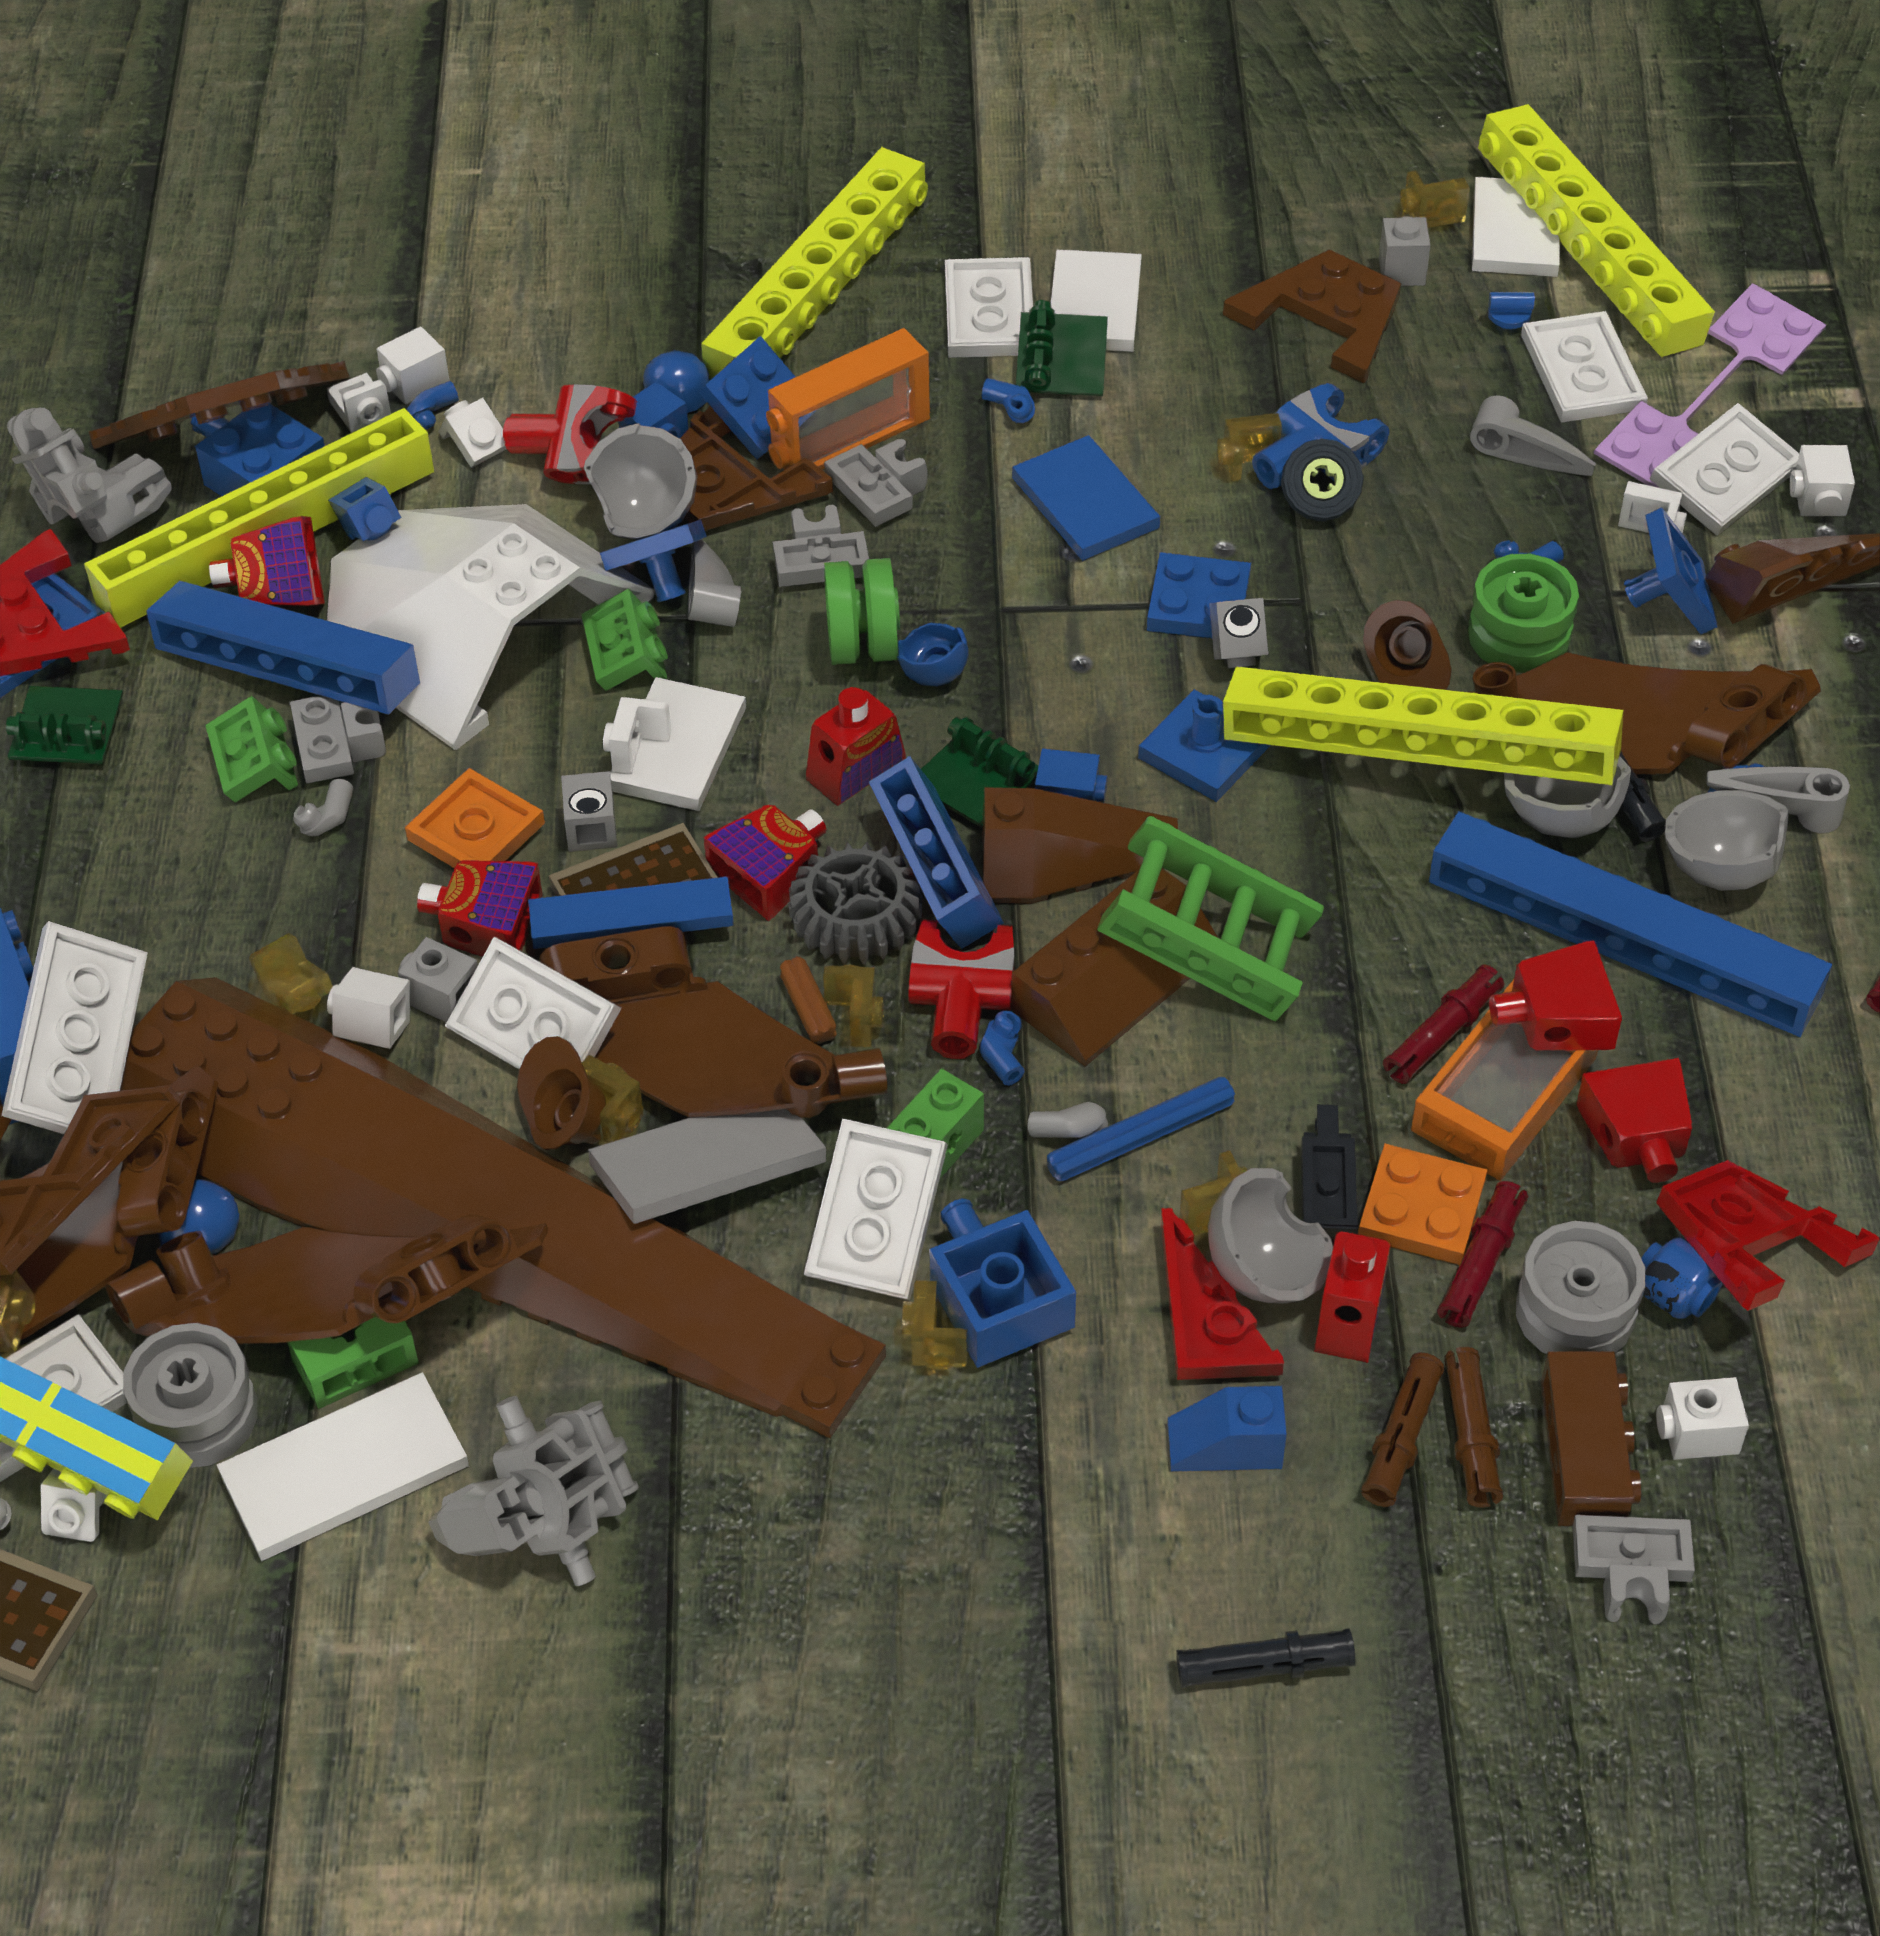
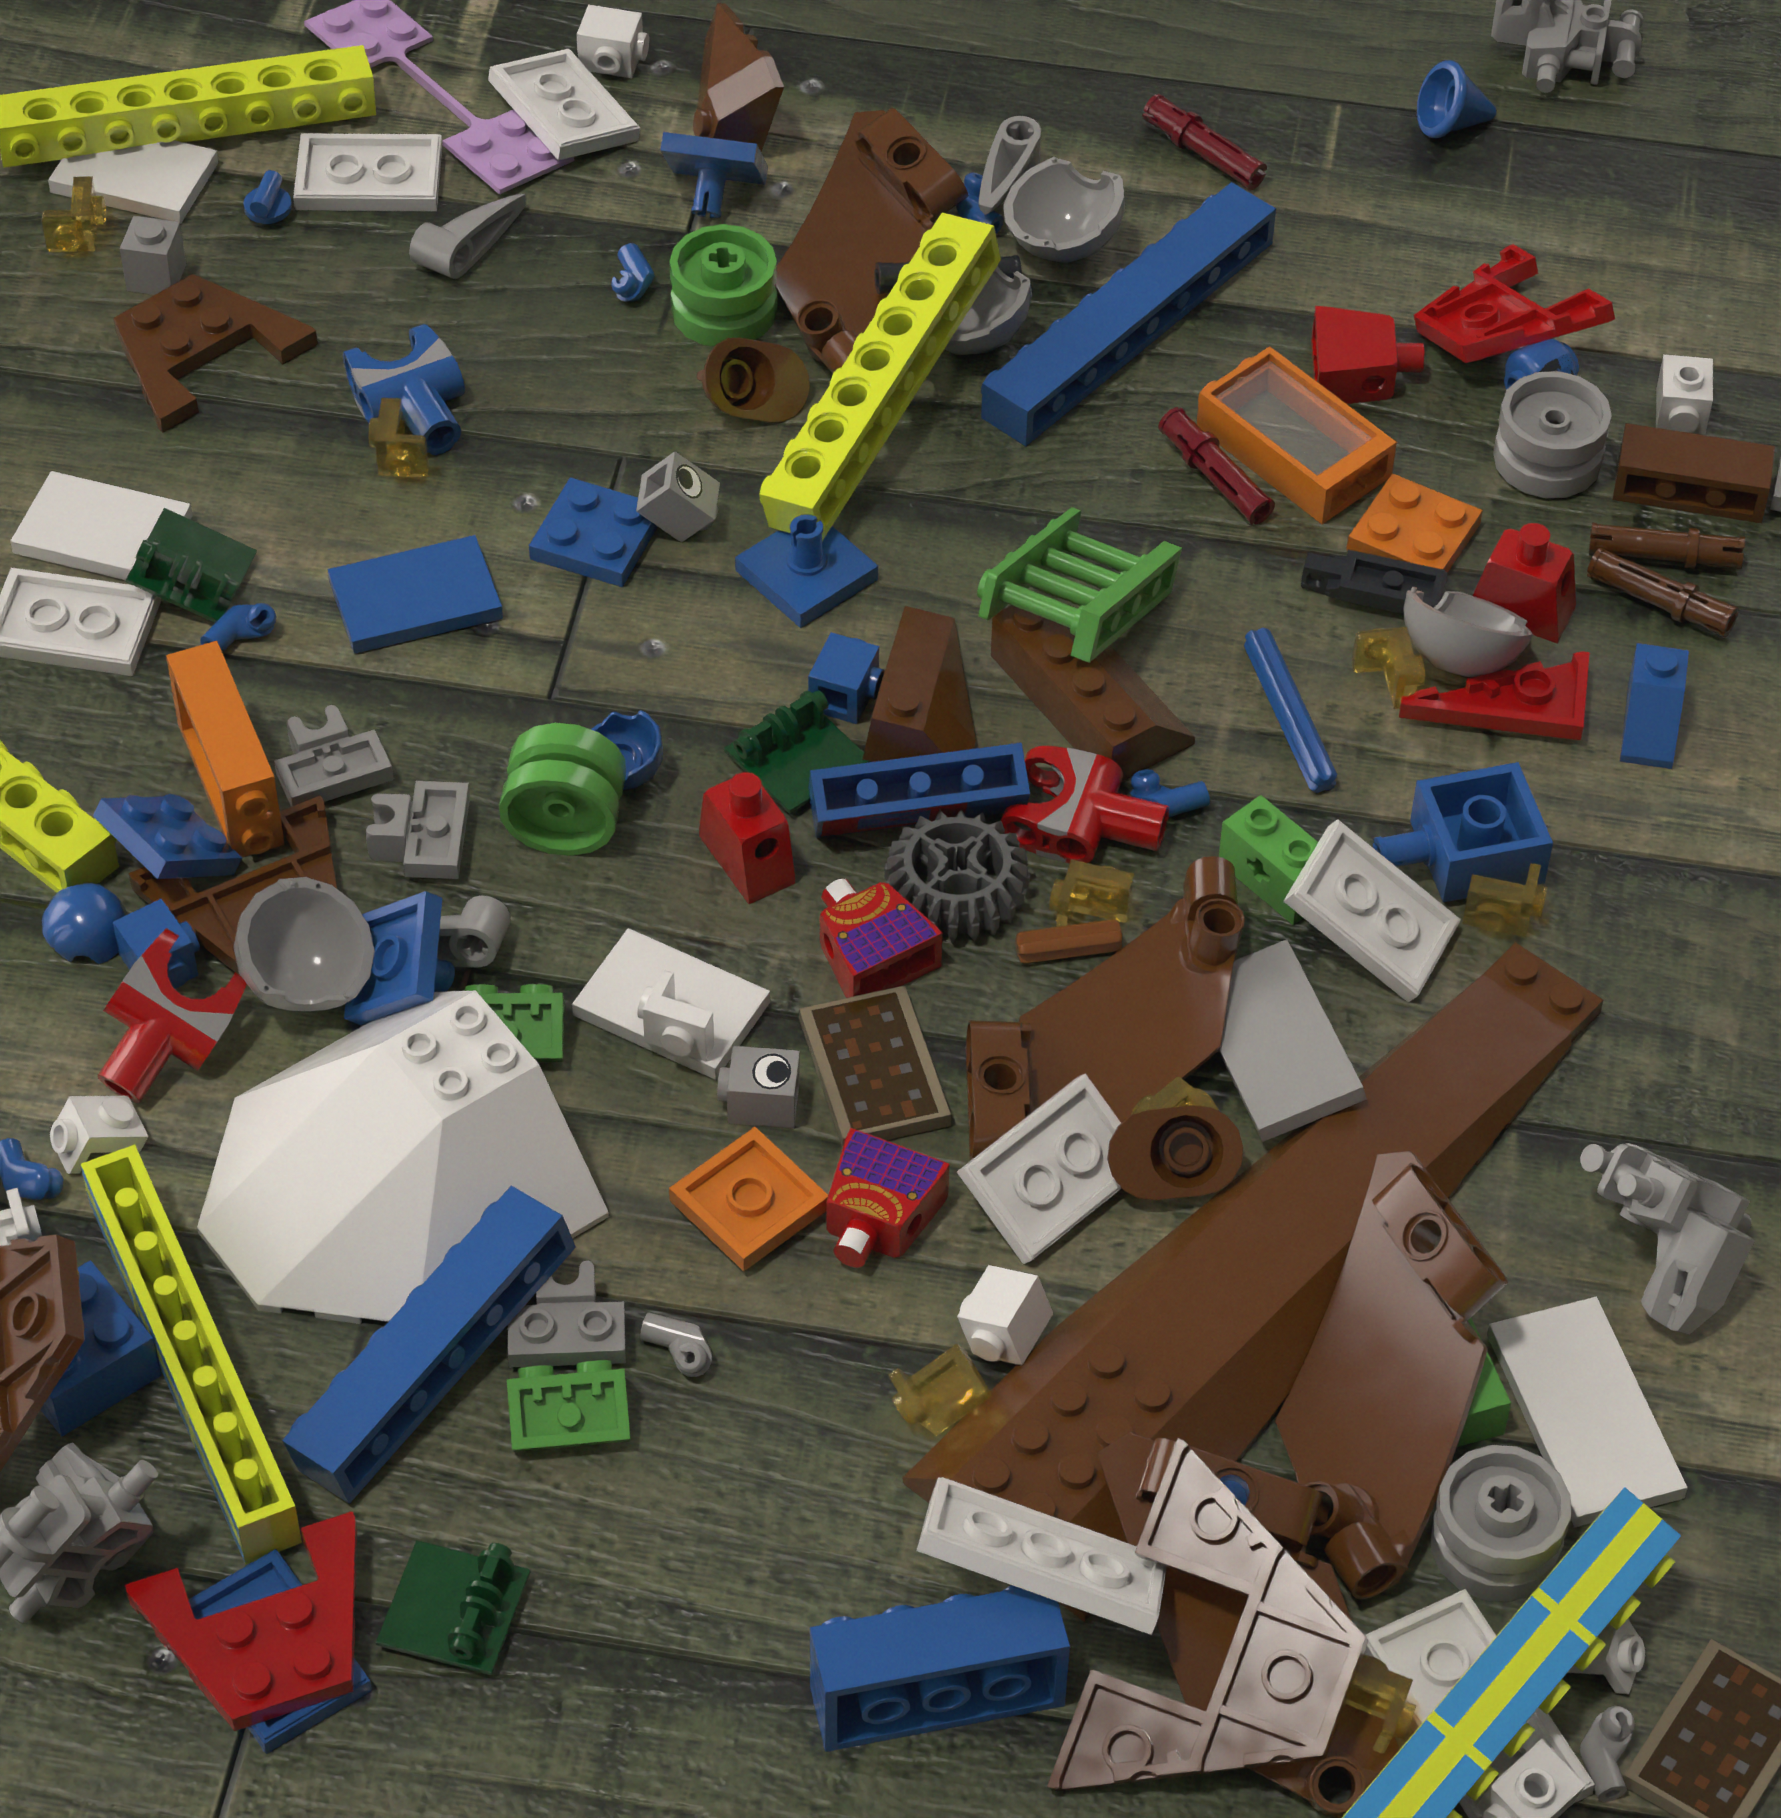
camera: 80 degrees left, 0 degrees up
(273, 565) = (287, 1338): torso -> none
(368, 516) = (222, 1237): blue brick -> none
(436, 977) = (971, 1244): light grey brick -> none
(610, 912) = (928, 1062): blue tile -> none
(1068, 1123) = (1280, 755): light grey arm -> none
(1338, 463) = (478, 411): black bush -> none
(1490, 1237) = (1470, 489): dark red pin -> none
(1562, 1001) = (1251, 352): red torso -> none
(1644, 499) = (611, 162): white bracket -> none

